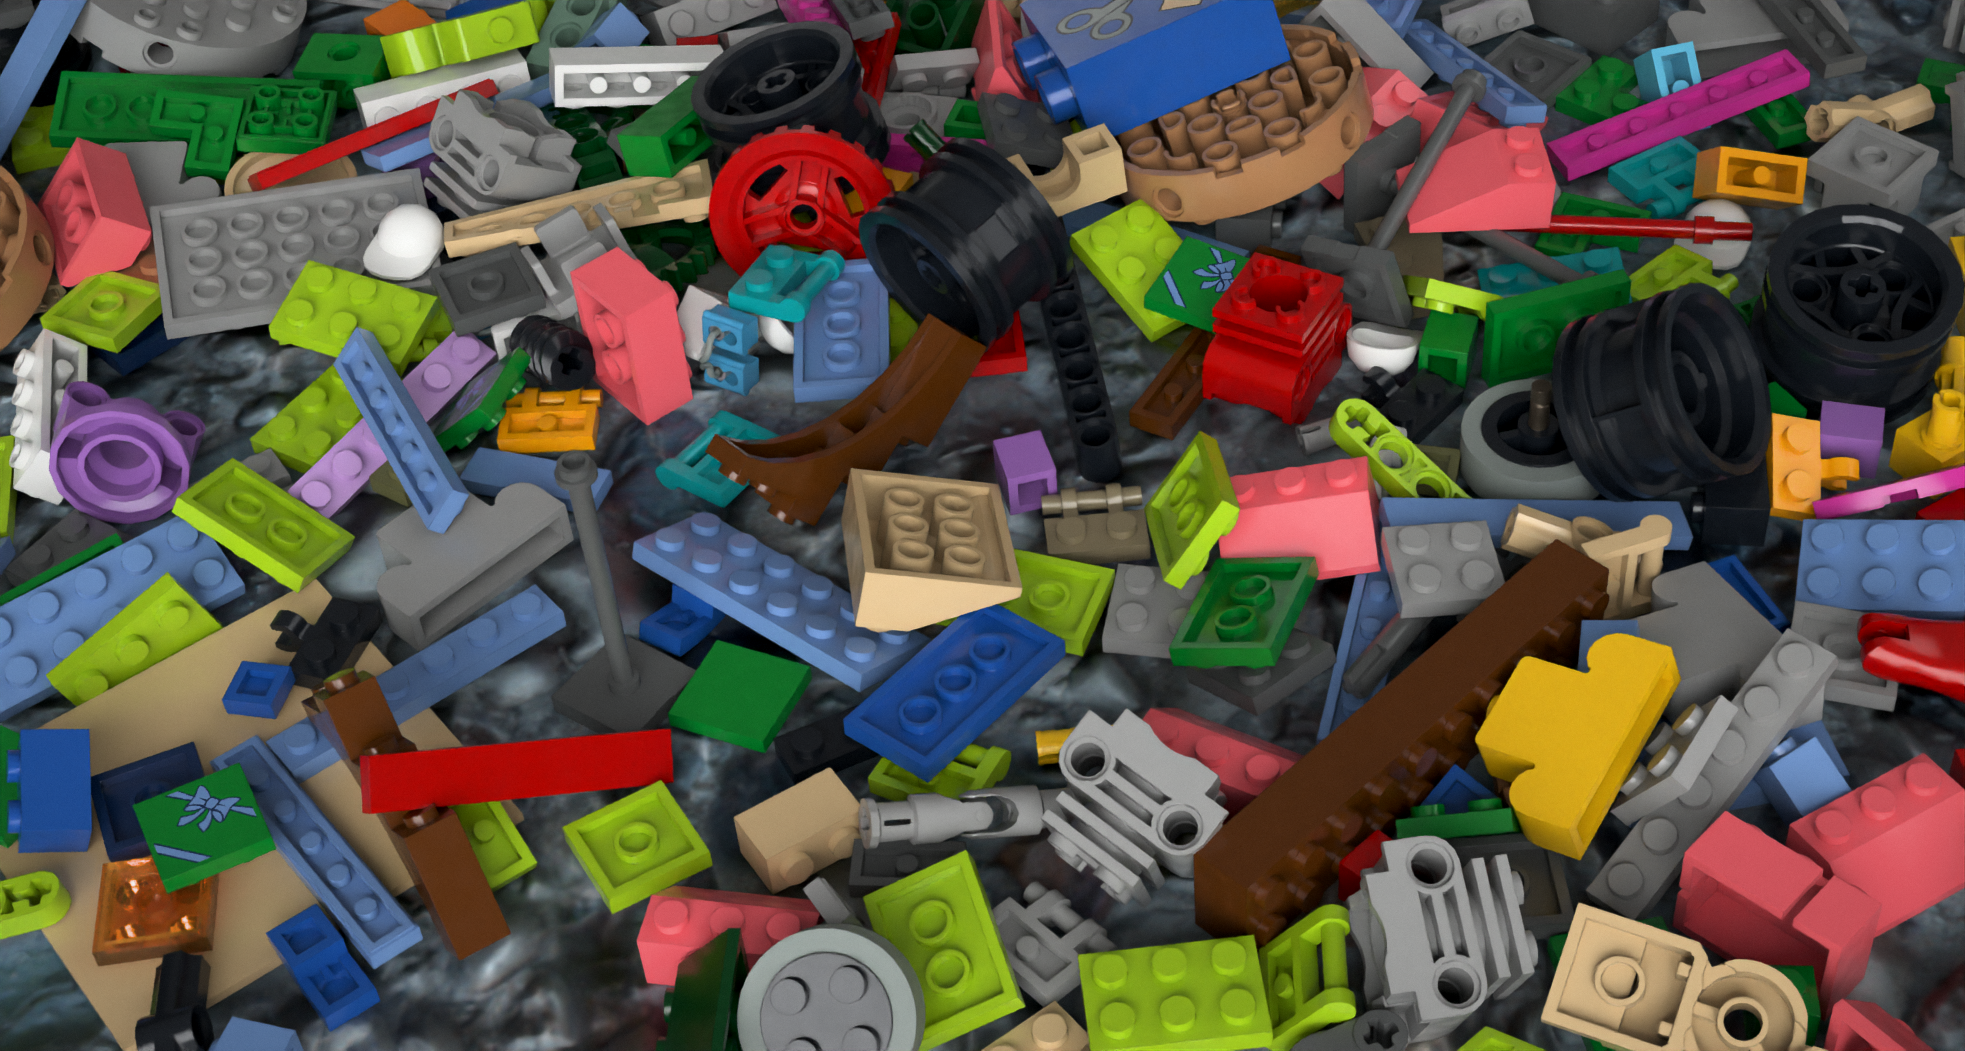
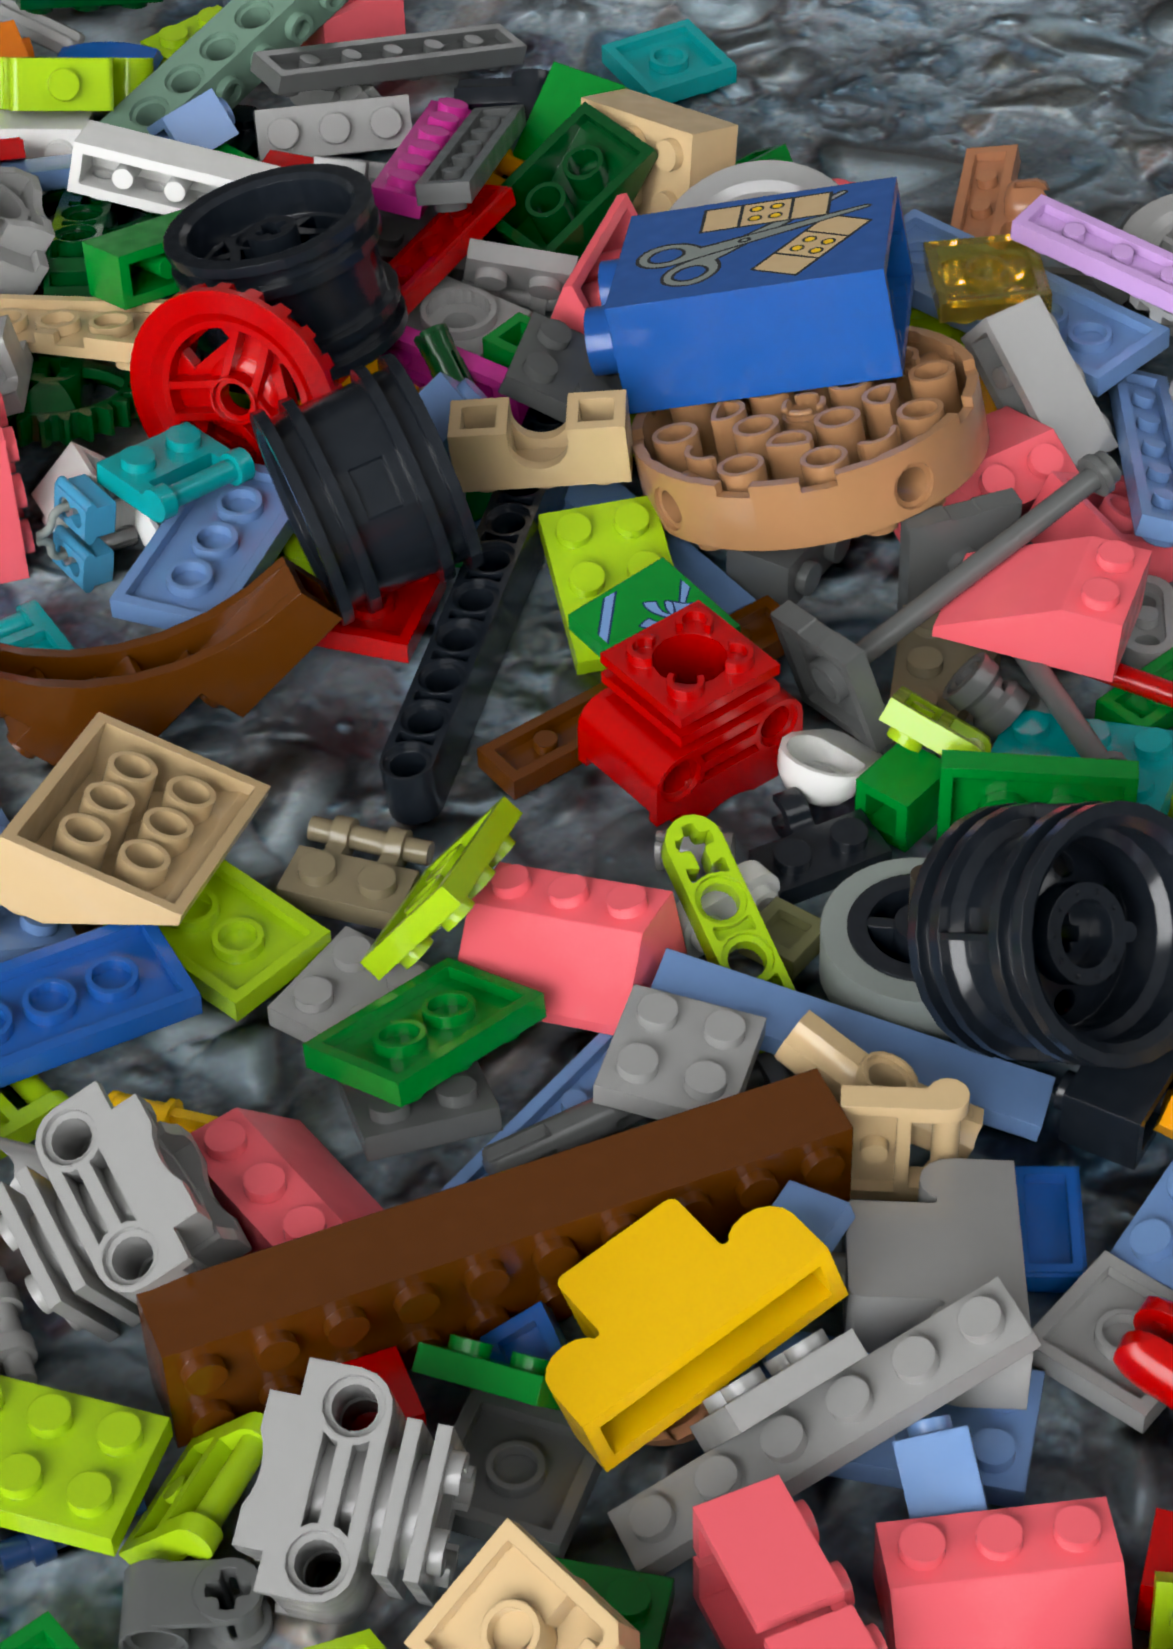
camera: 20 degrees right, 0 degrees up
(1024, 471) = (312, 779): medium lavender brick -> none
(1457, 262) = (985, 695): none -> dark grey wheel

